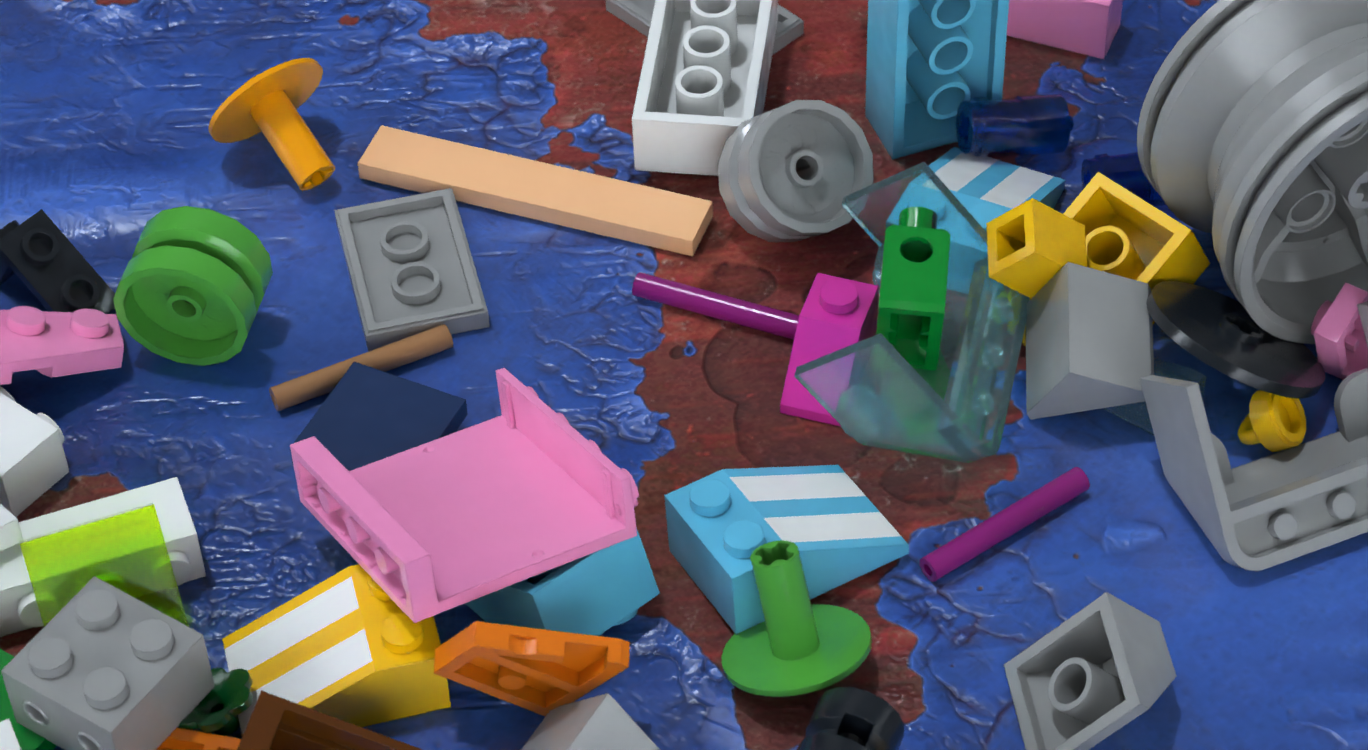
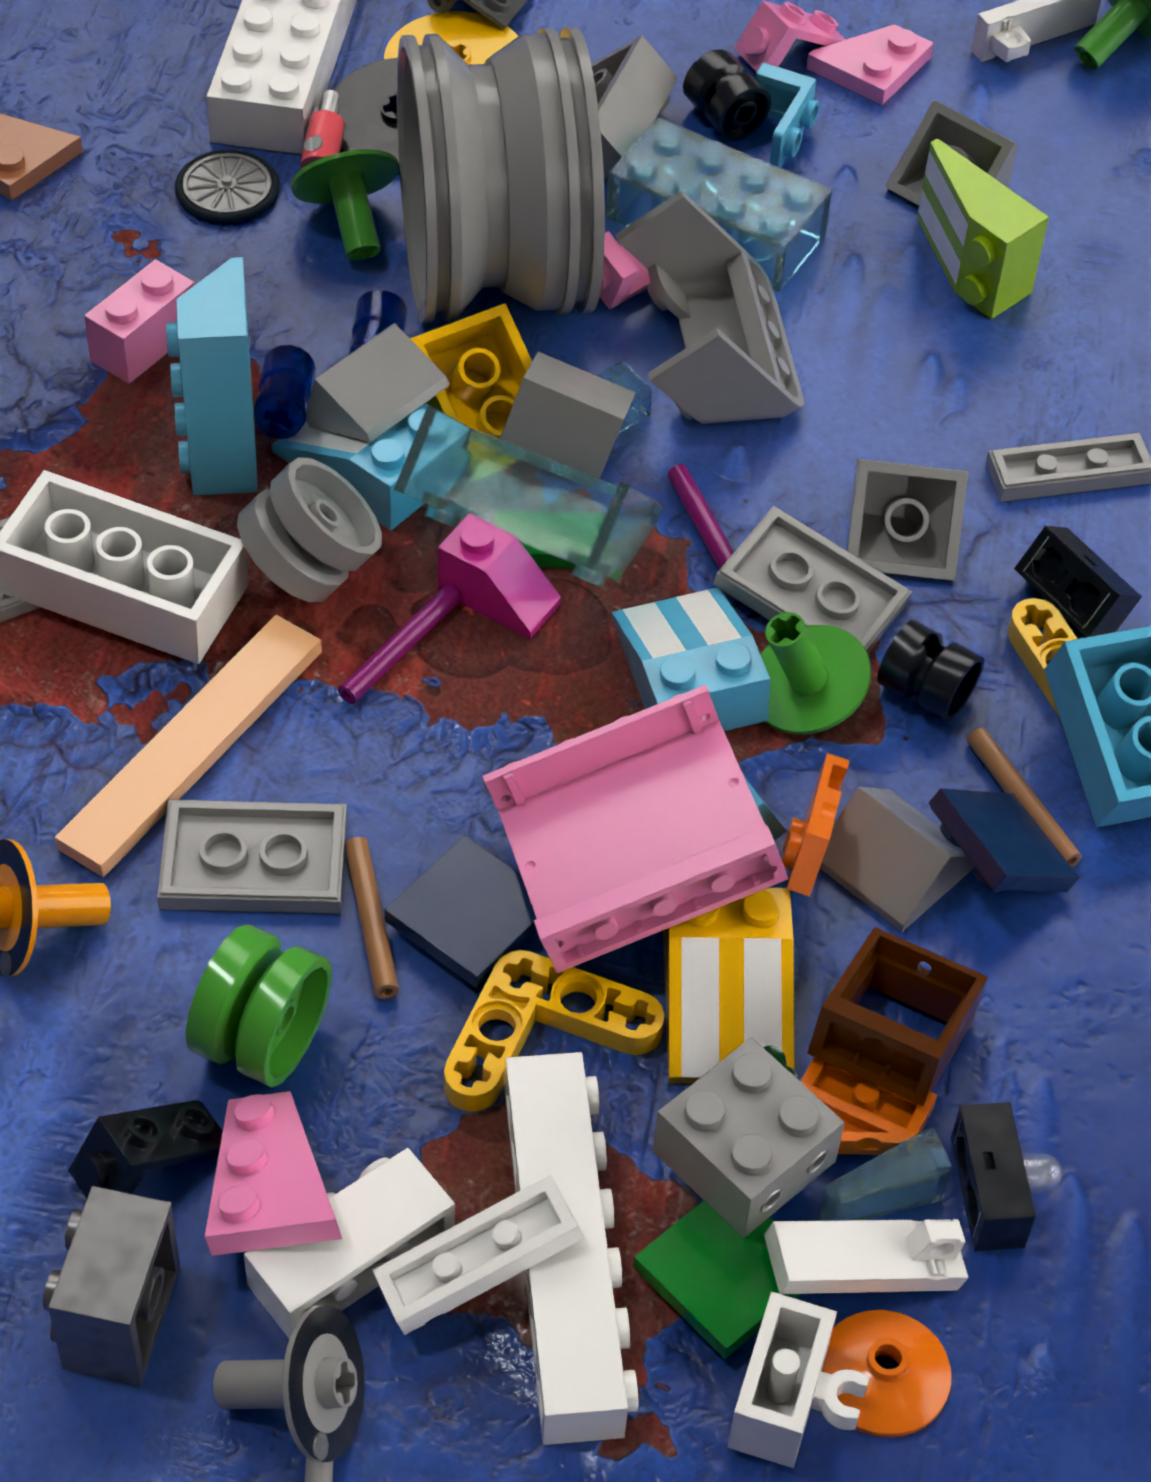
camera: 80 degrees left, 5 degrees up
(116, 548) = (614, 1139): clear neon green tile -> none
(274, 505) = (526, 1005): none -> yellow beam
(914, 286) = (509, 478): green torso -> none
(946, 629) = (801, 572): none -> light grey tile
(1017, 160) = (374, 387): none -> light grey slope
(1032, 246) = (484, 400): yellow brick -> none
(1230, 341) = (598, 332): black piece -> none
(1273, 422) = (664, 337): yellow tile -> none

